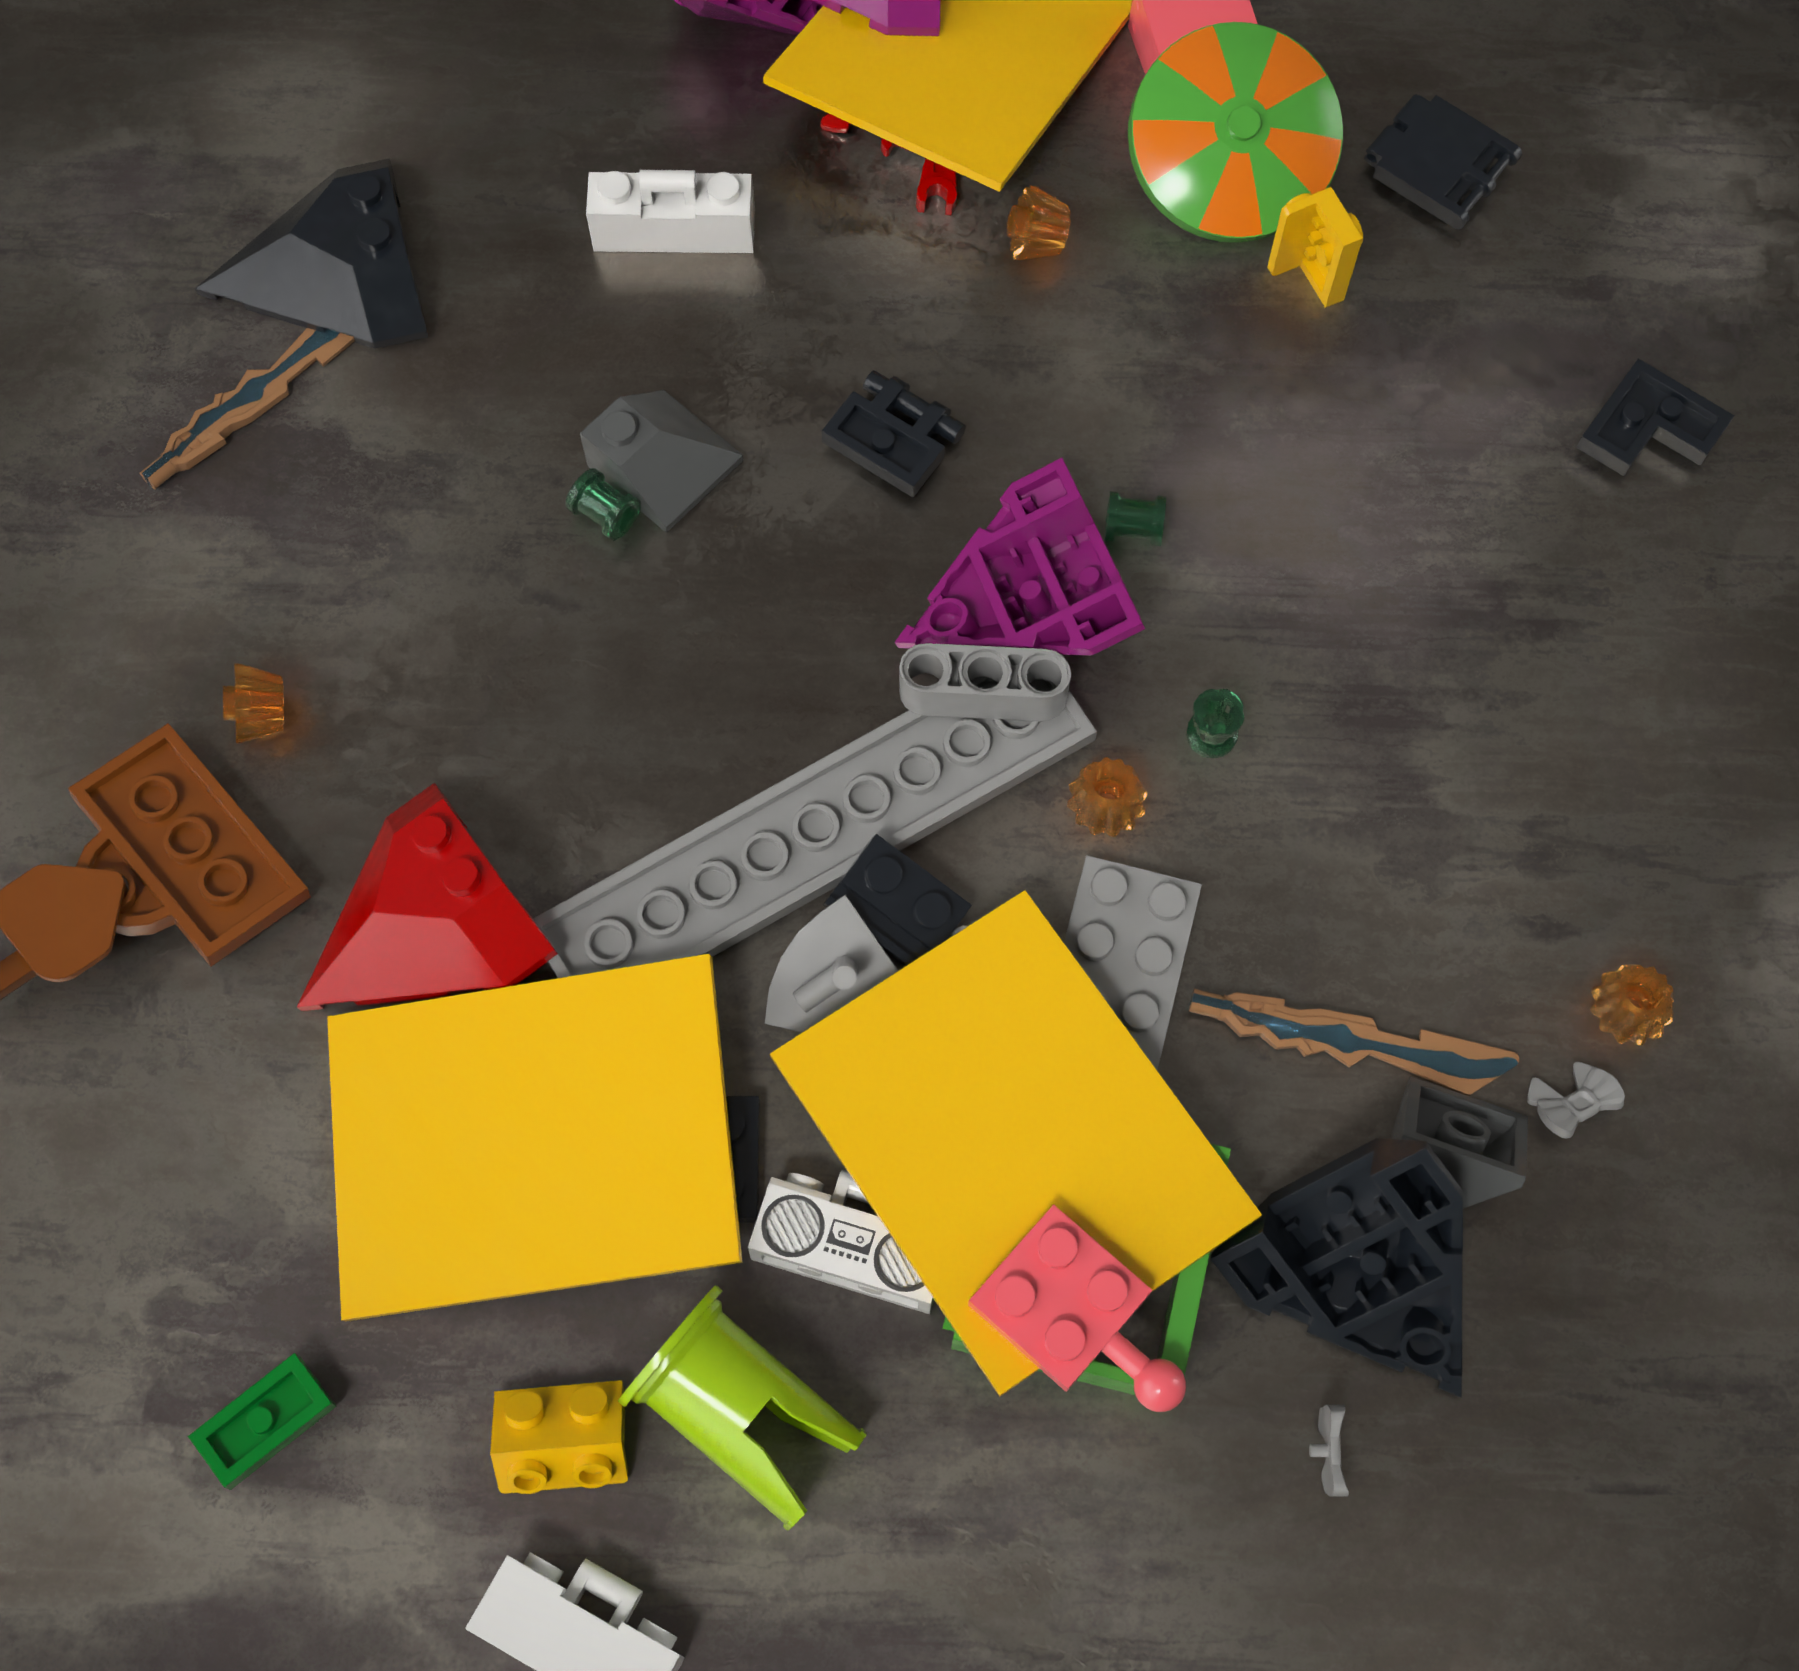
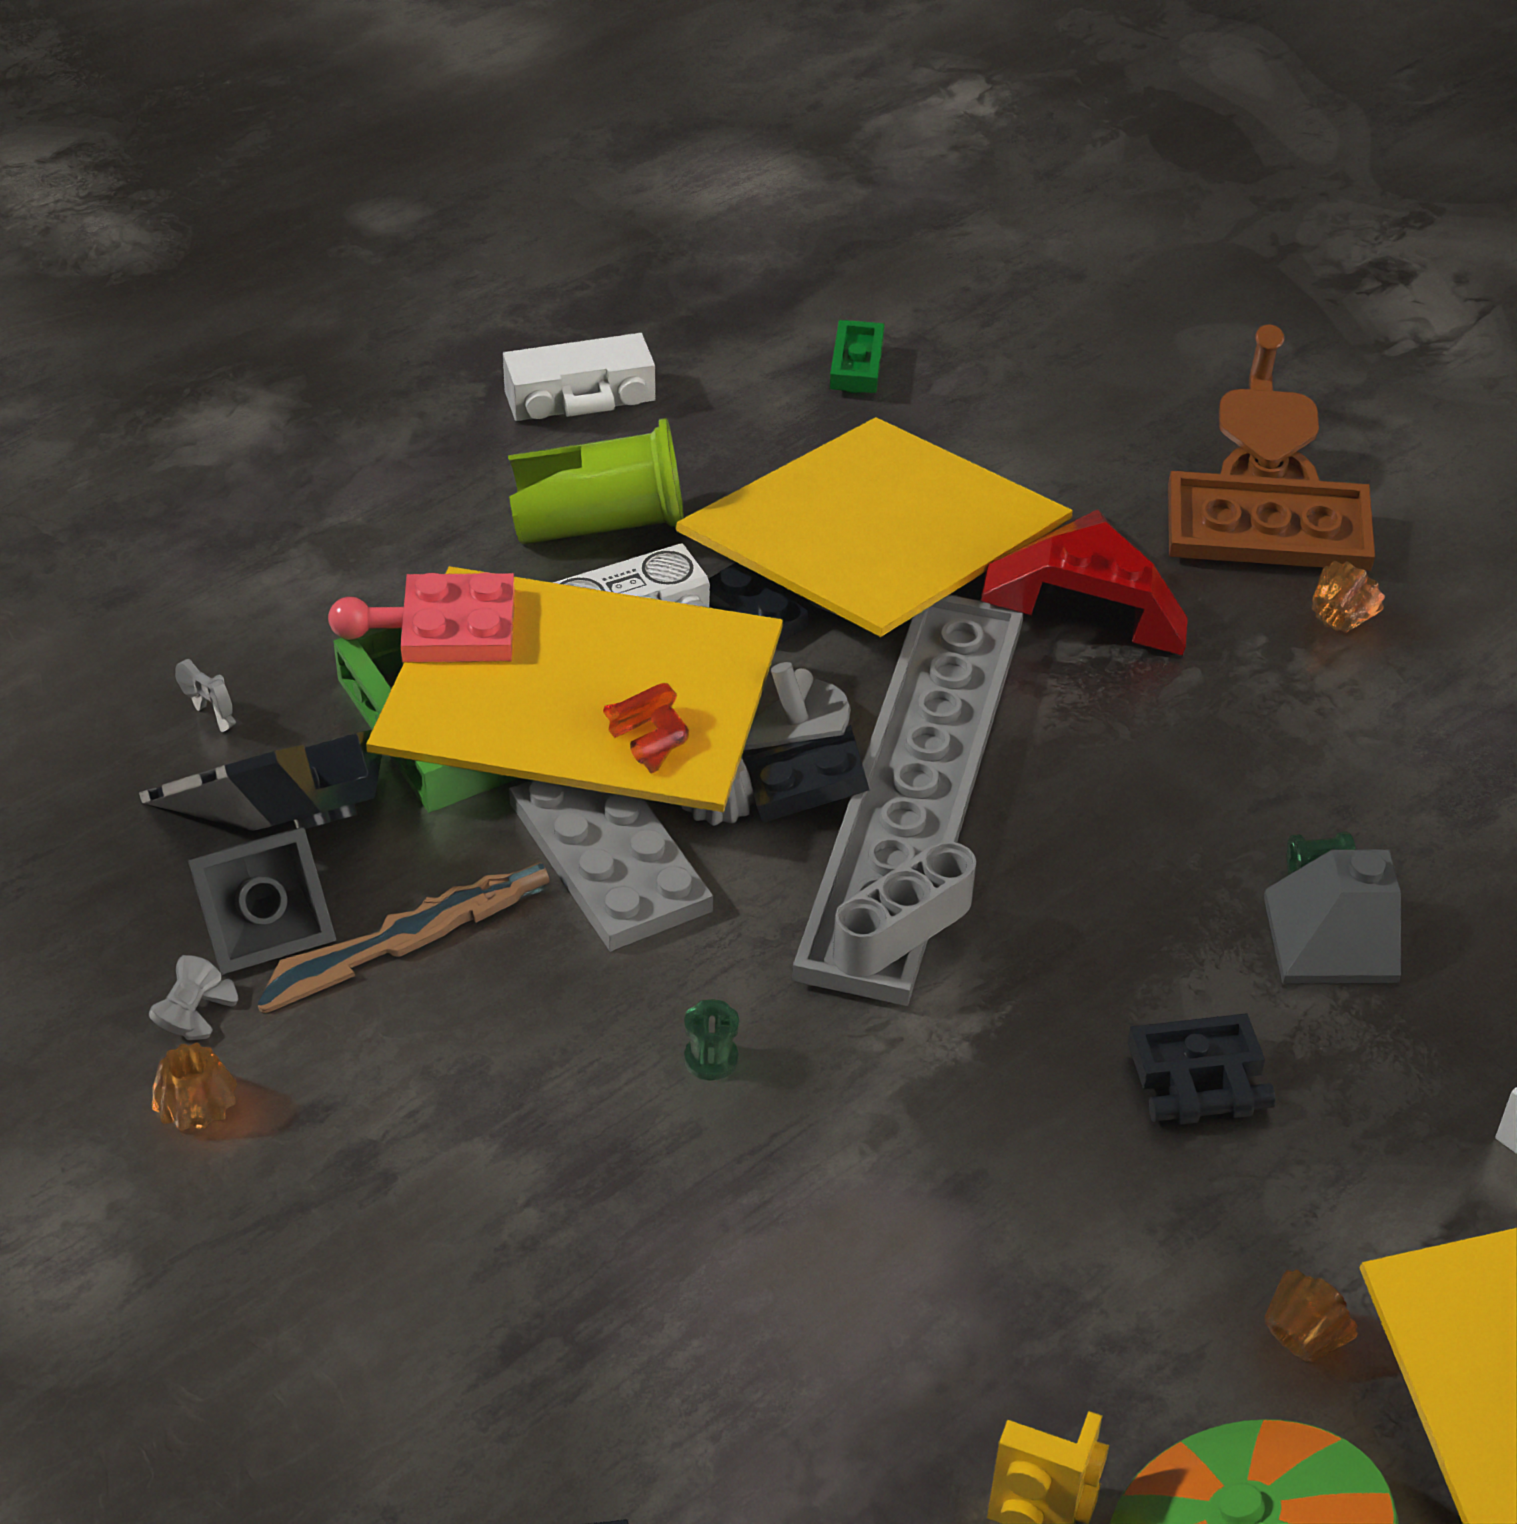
camera: 135 degrees right, 25 degrees down
(559, 1437) = (704, 436): yellow bracket -> none
(1001, 1024) = (654, 706): none -> clear red piece
(1032, 578) = (943, 1017): magenta wedge -> none
(1102, 813) = (739, 940): clear orange piece -> none
(1135, 518) = (940, 1144): clear green bush -> none

